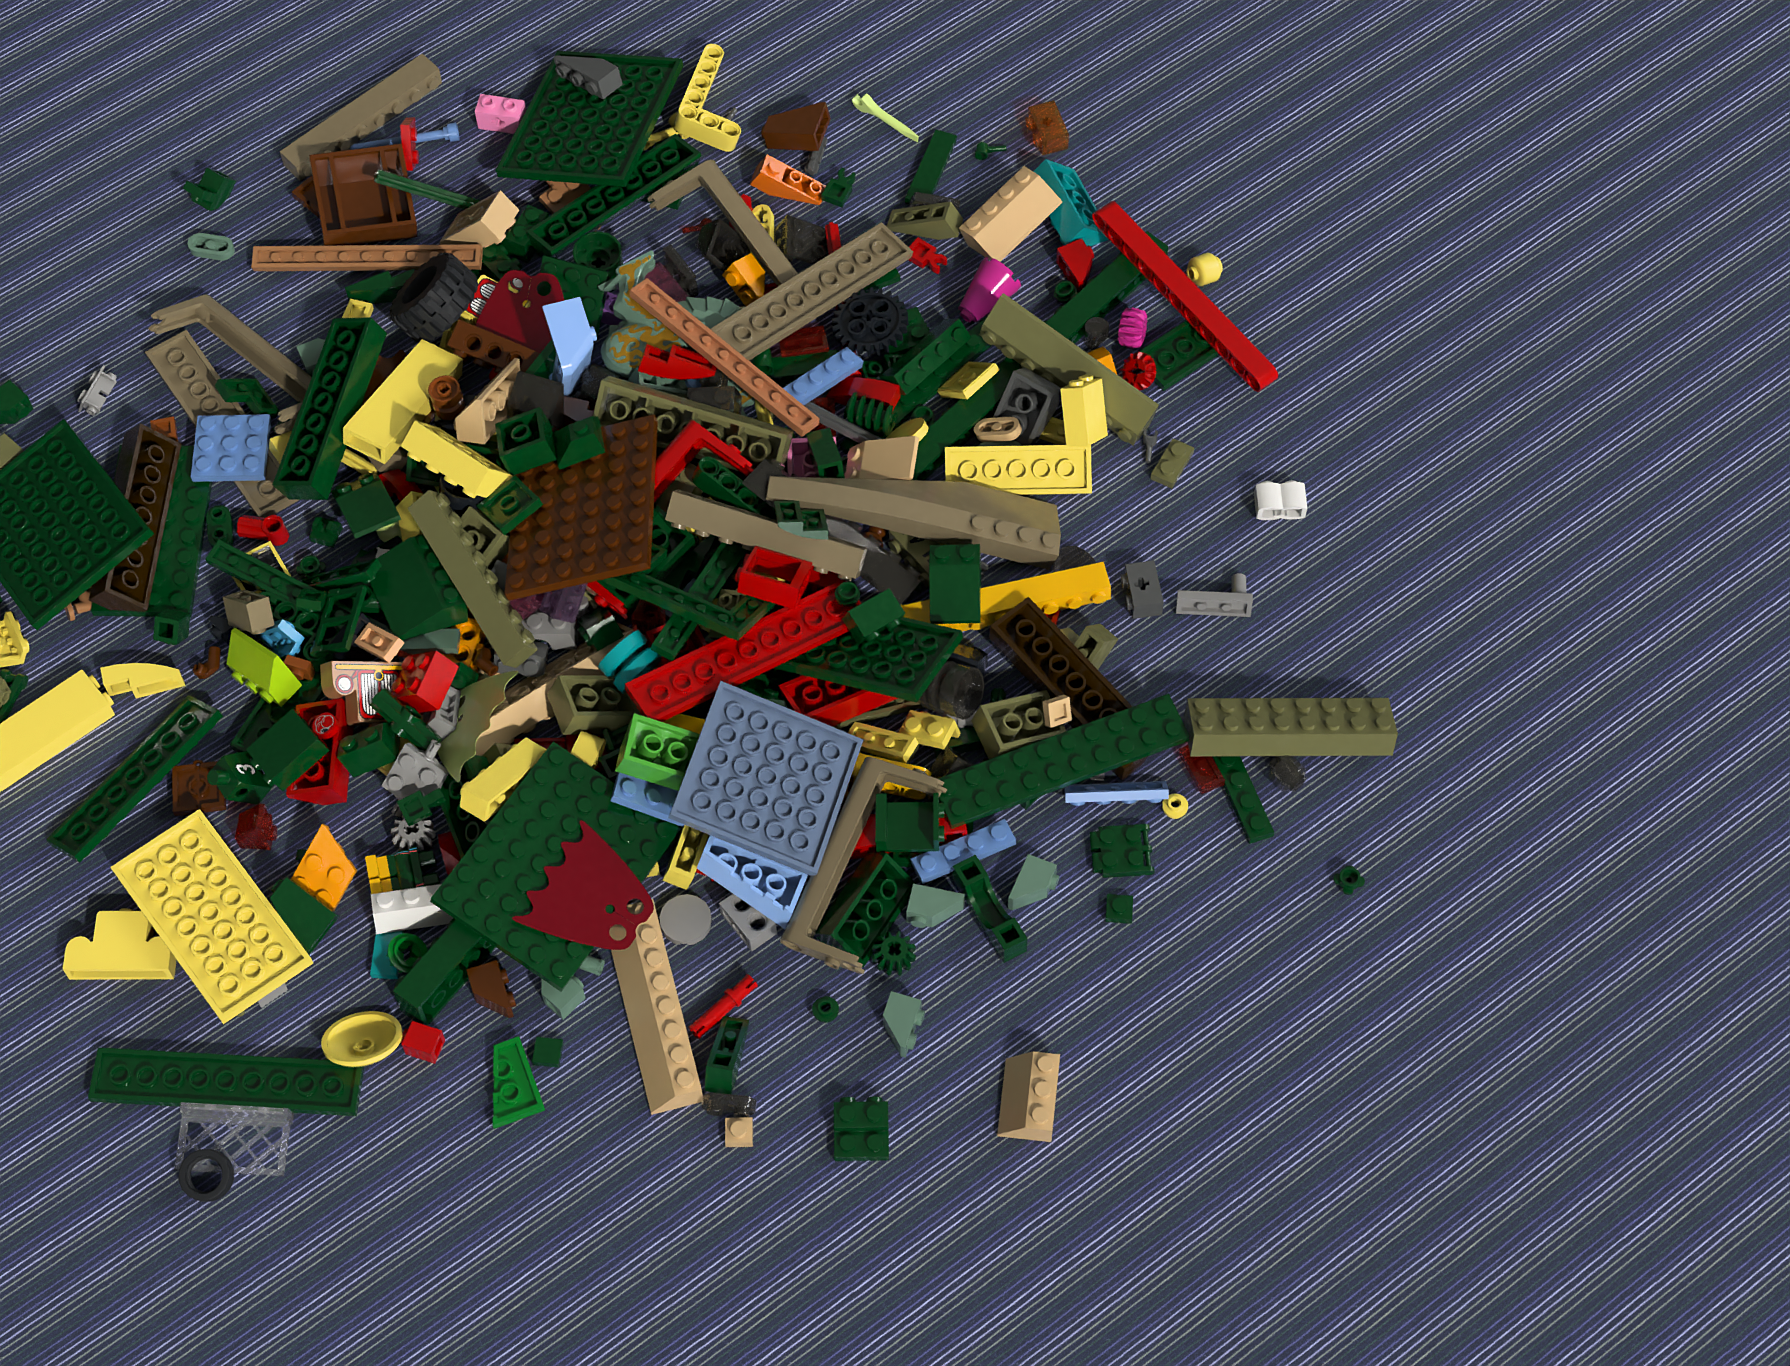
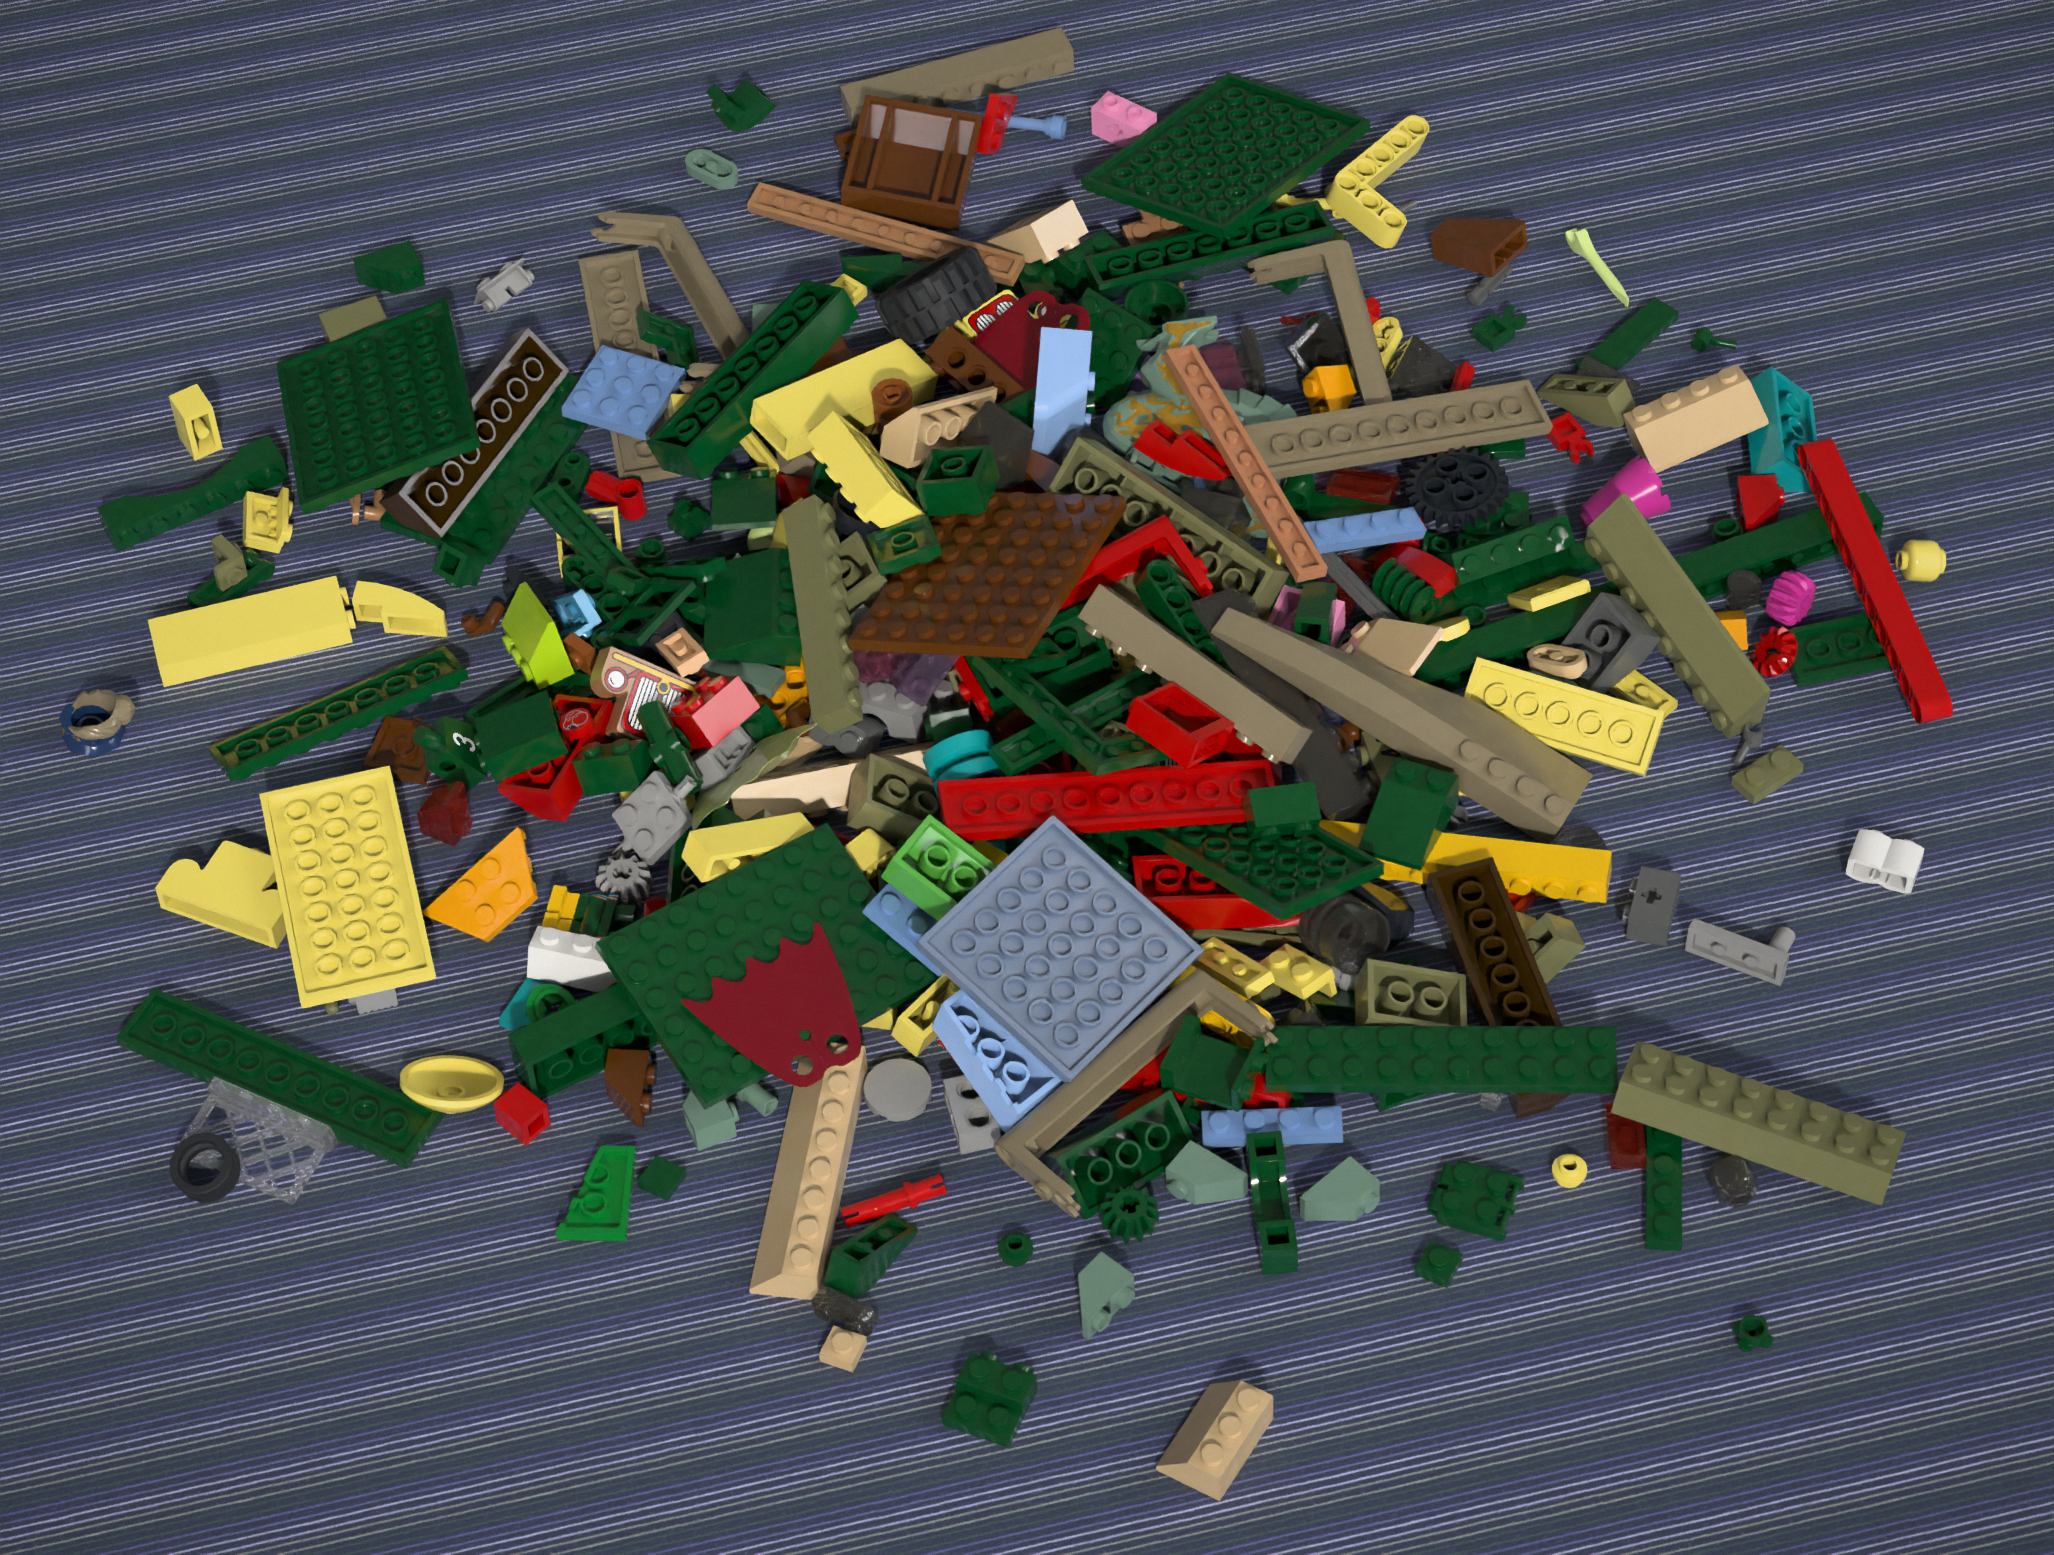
camera: 25 degrees right, 10 degrees down
(165, 426) = (562, 348): dark orange plate -> none
(248, 611) = (549, 569): dark tan brick -> none
(302, 913) = (451, 923): dark green slope -> none
(417, 807) = (639, 847): dark green plate -> none
(424, 190) = (984, 175): dark green axle -> none
(578, 442) = (1021, 498): dark green slope -> none
(591, 74) = (1249, 105): dark grey slope -> none
(786, 182) = (1435, 301): orange slope -> none
(801, 522) = (1231, 663): dark green slope -> none
(847, 594) = (1262, 774): dark green plate -> none
(1047, 128) = (1798, 337): clear orange brick -> none
(1057, 711) = (1463, 999): tan plate -> none
(1084, 411) = (1670, 667): light yellow brick -> none
(1124, 792) = (1513, 1132): medium blue plate -> none

